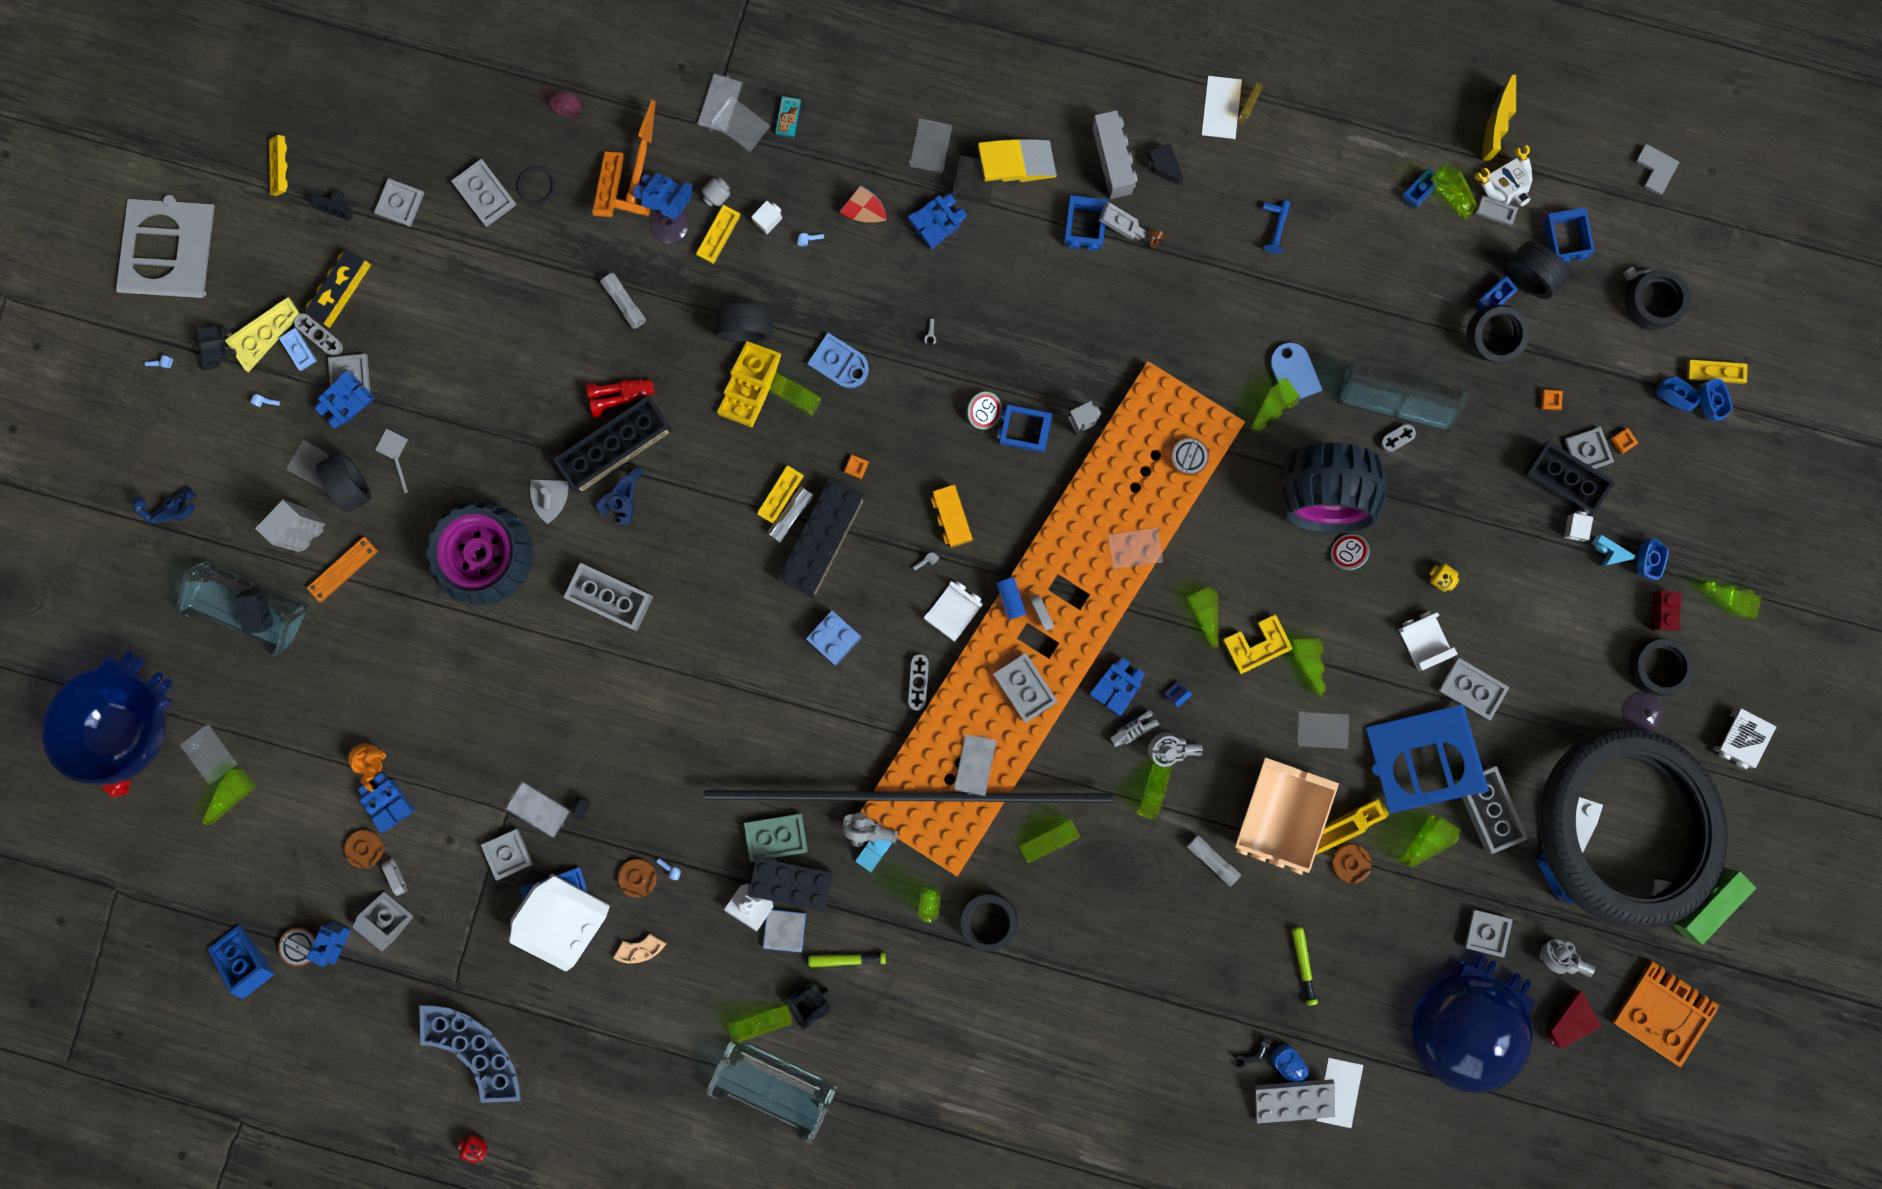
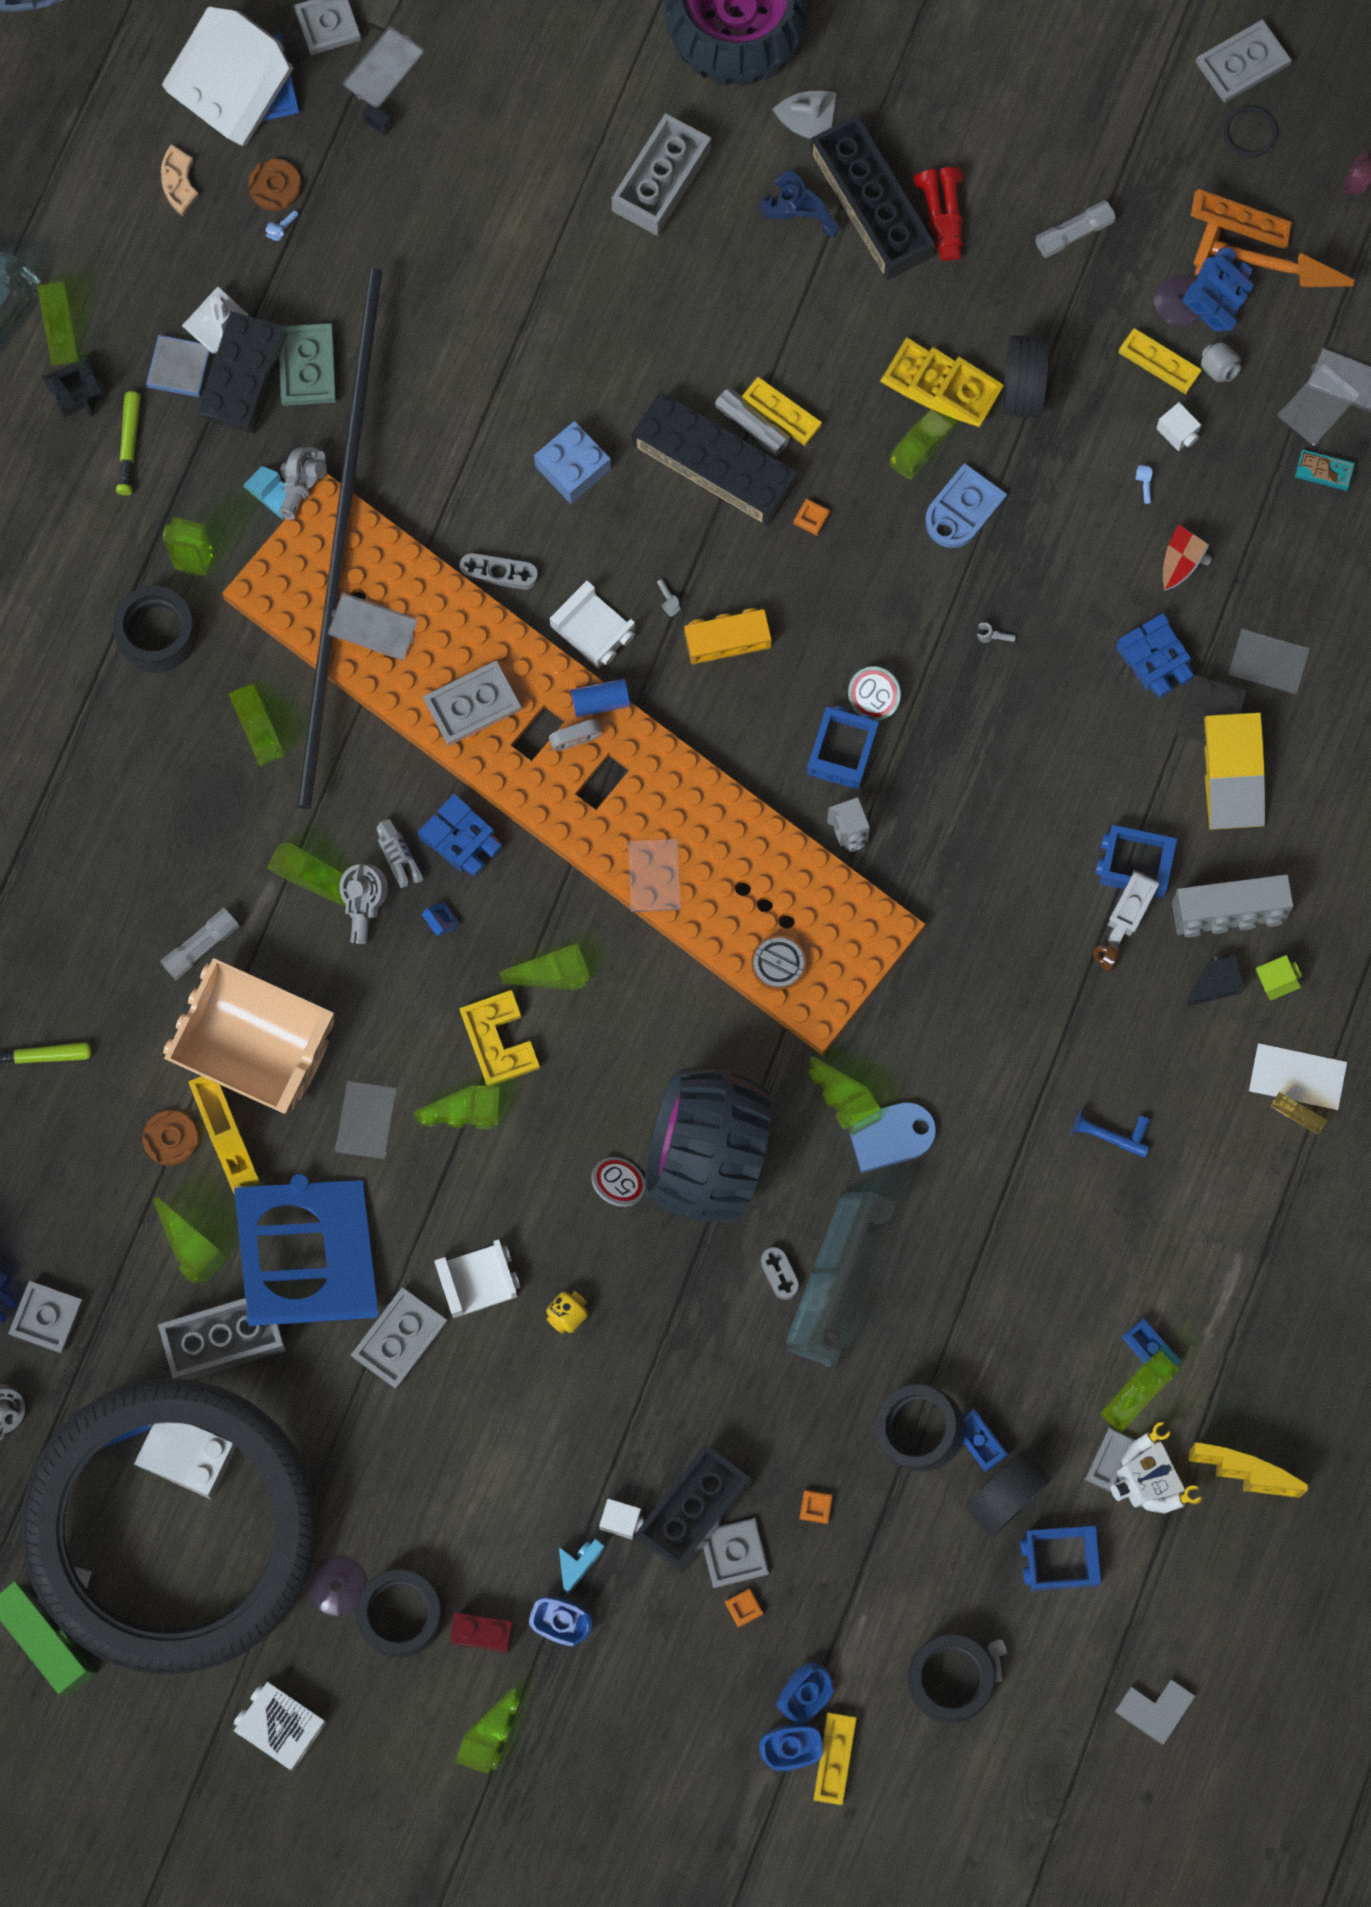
camera: 90 degrees right, 10 degrees down
(1159, 120) = (1279, 977): none -> lime brick

